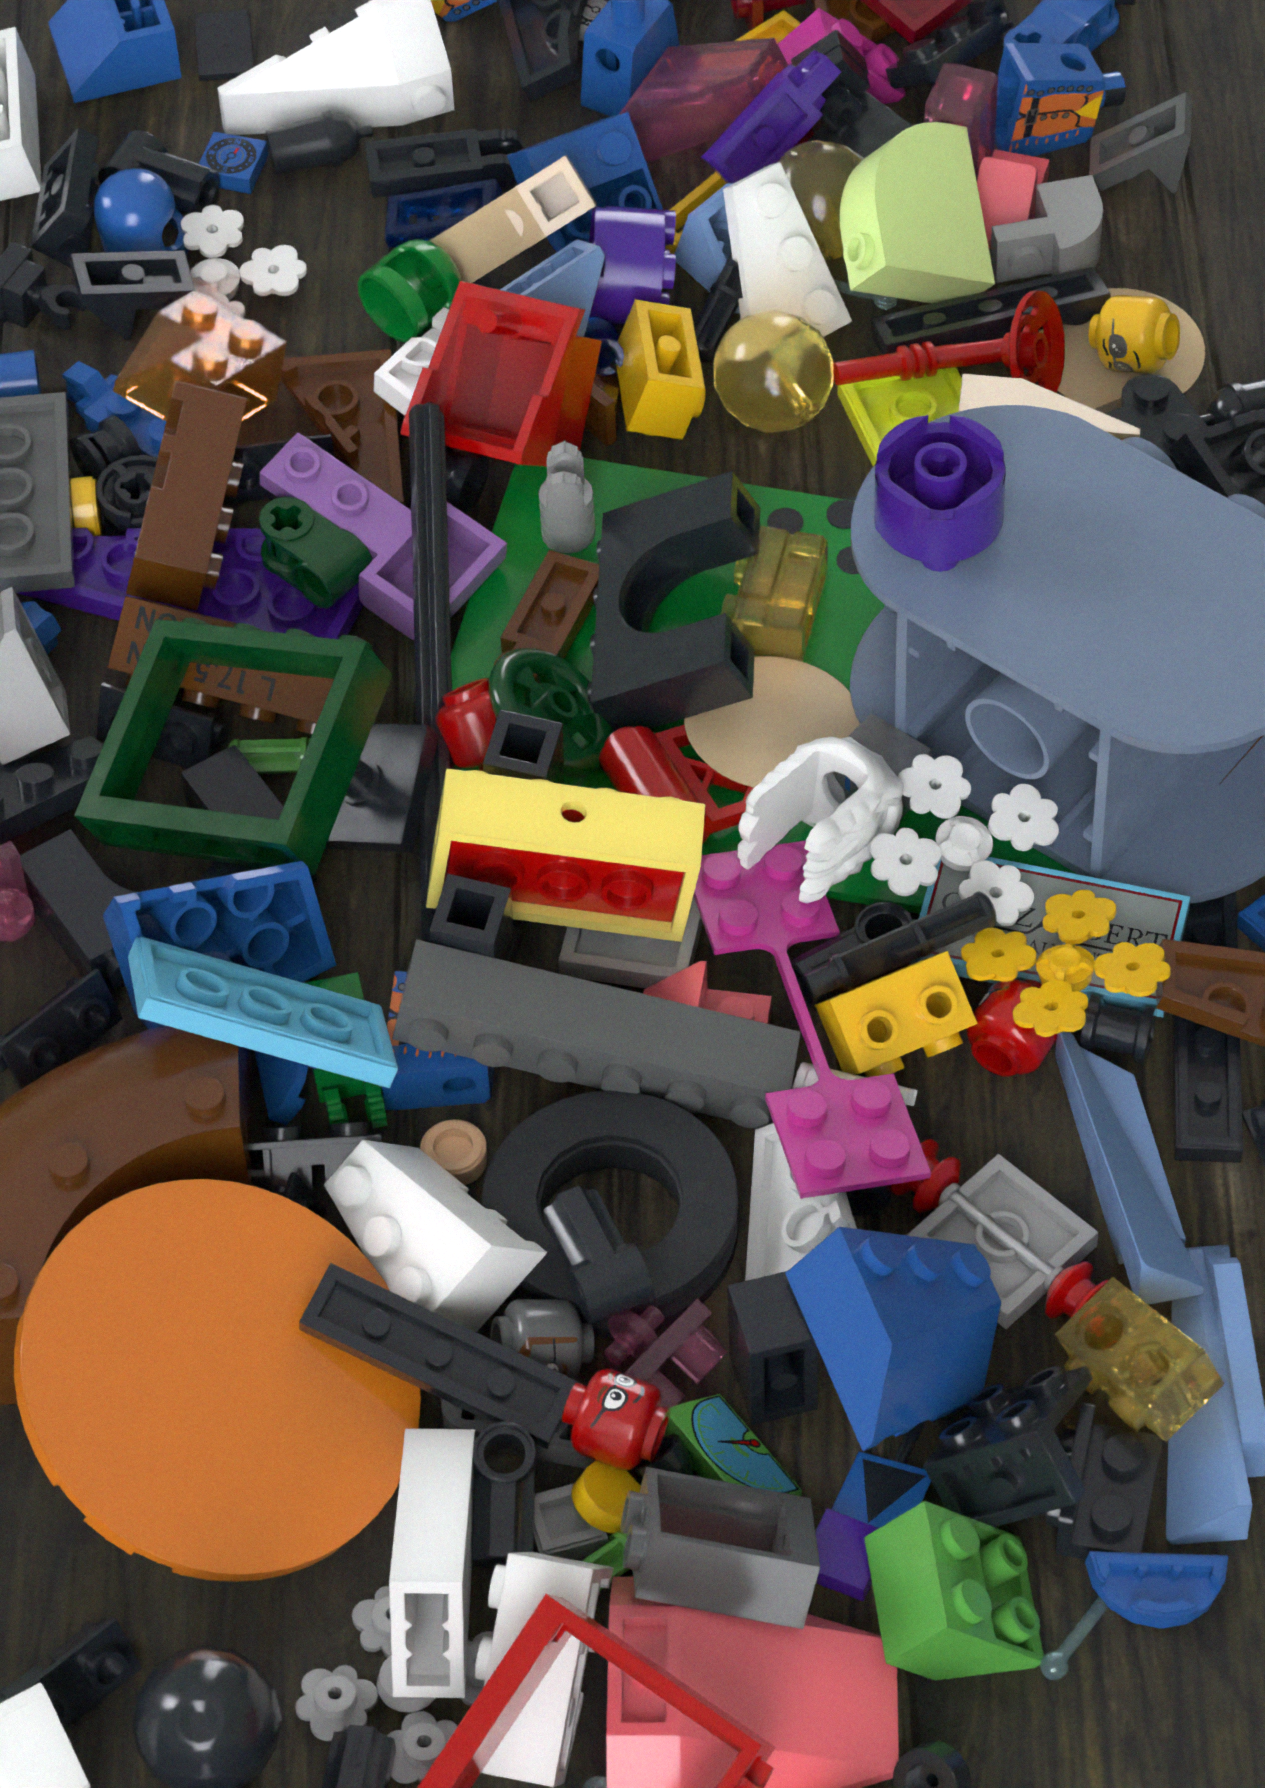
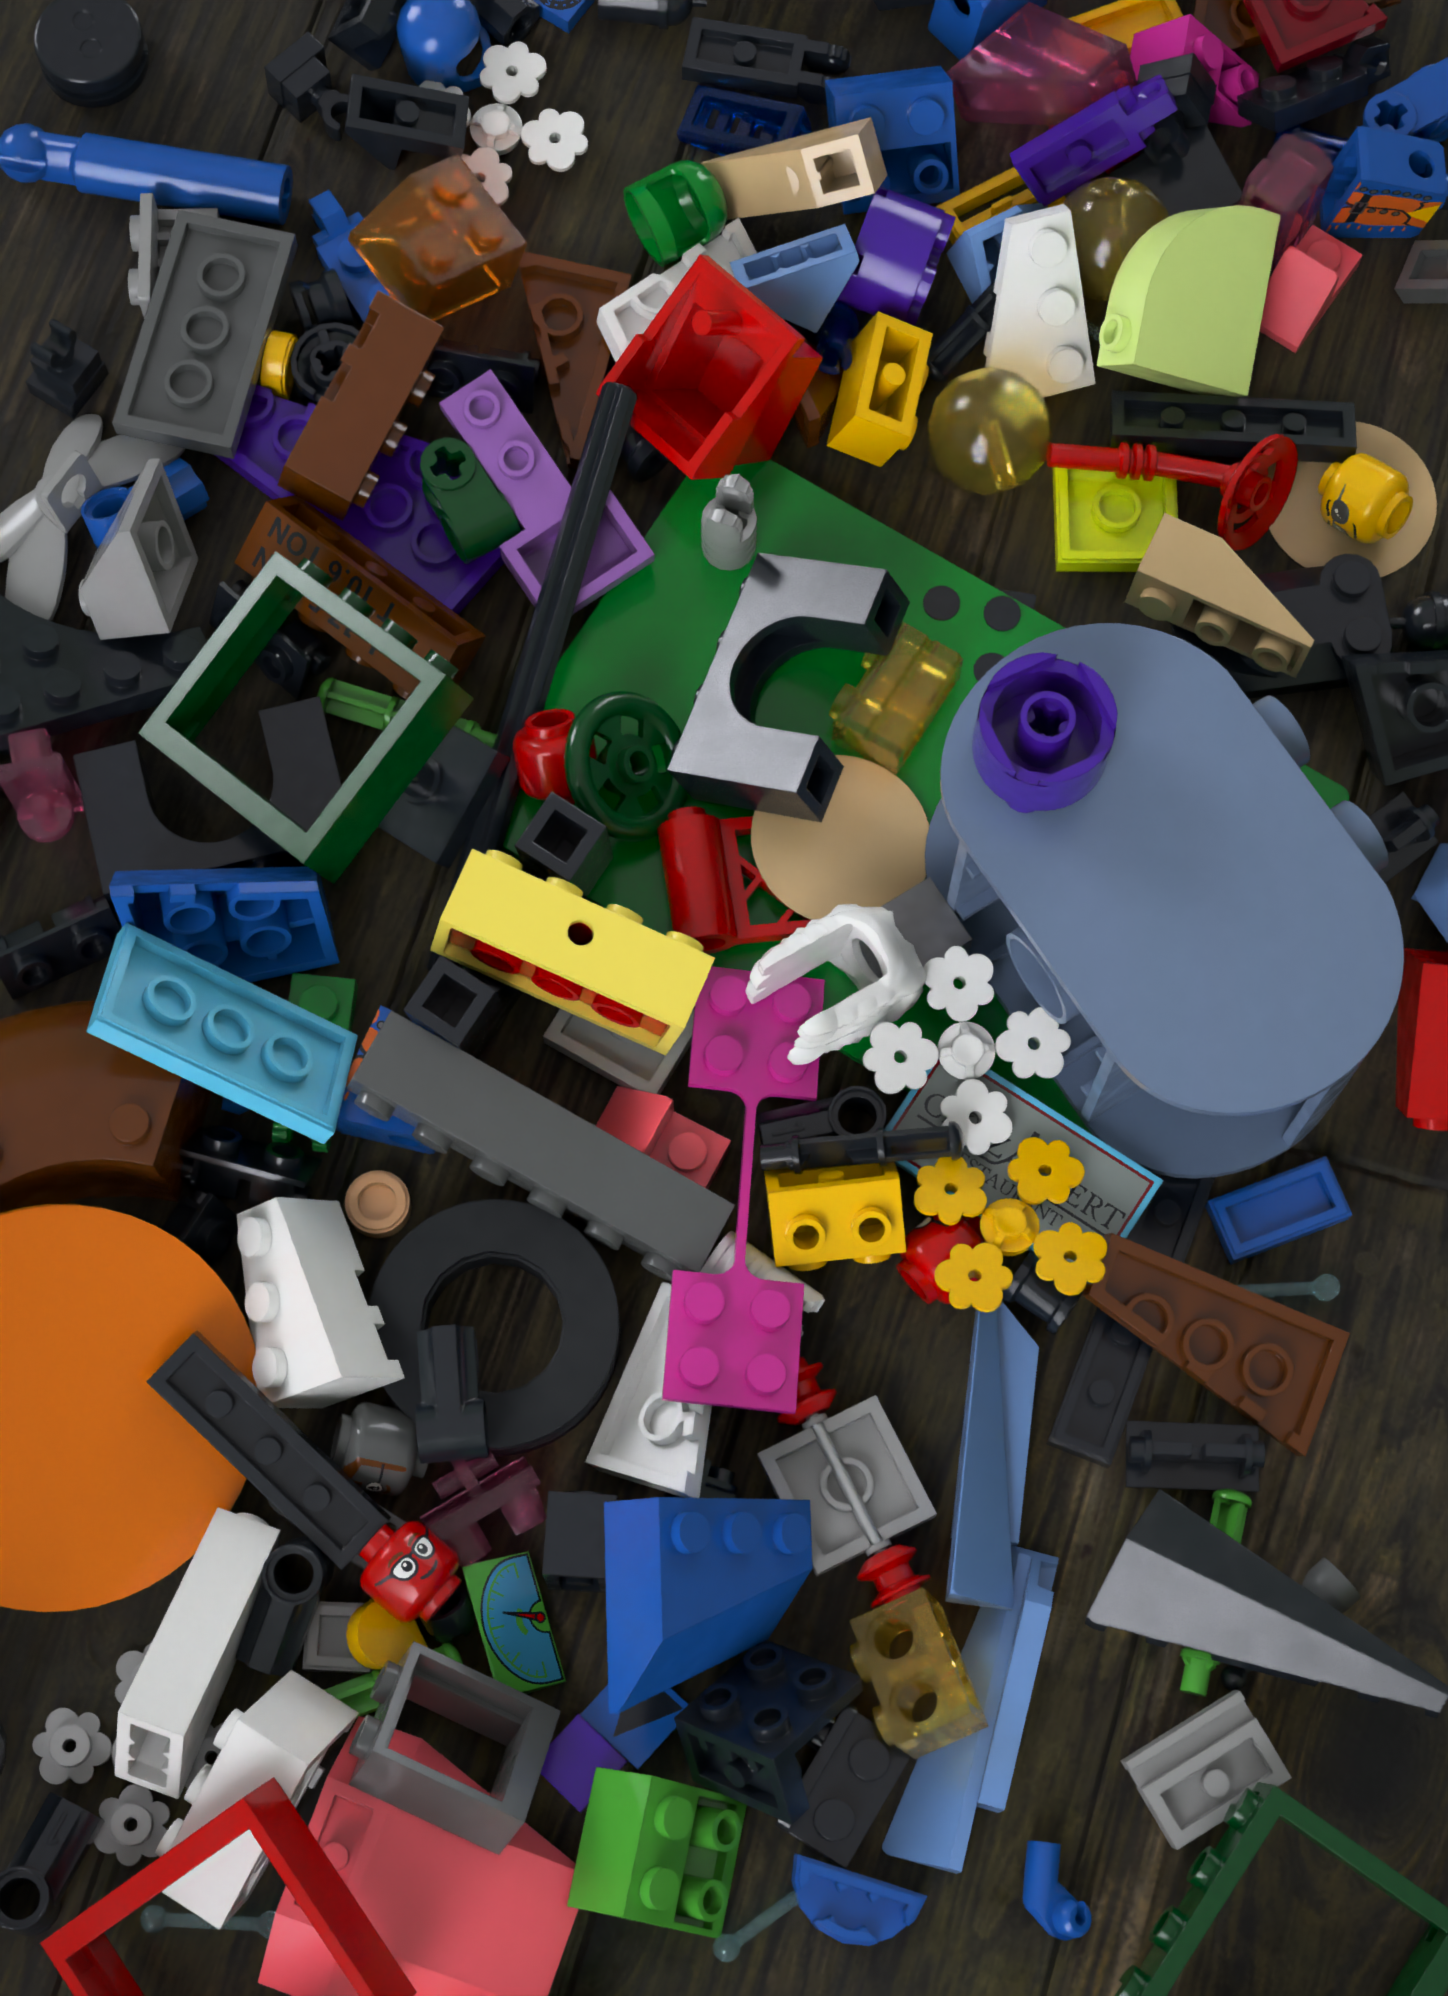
camera: 15 degrees right, 20 degrees up
(552, 606) = (670, 643): reddish brown plate -> none
(1060, 237) = (1340, 358): light grey brick -> none

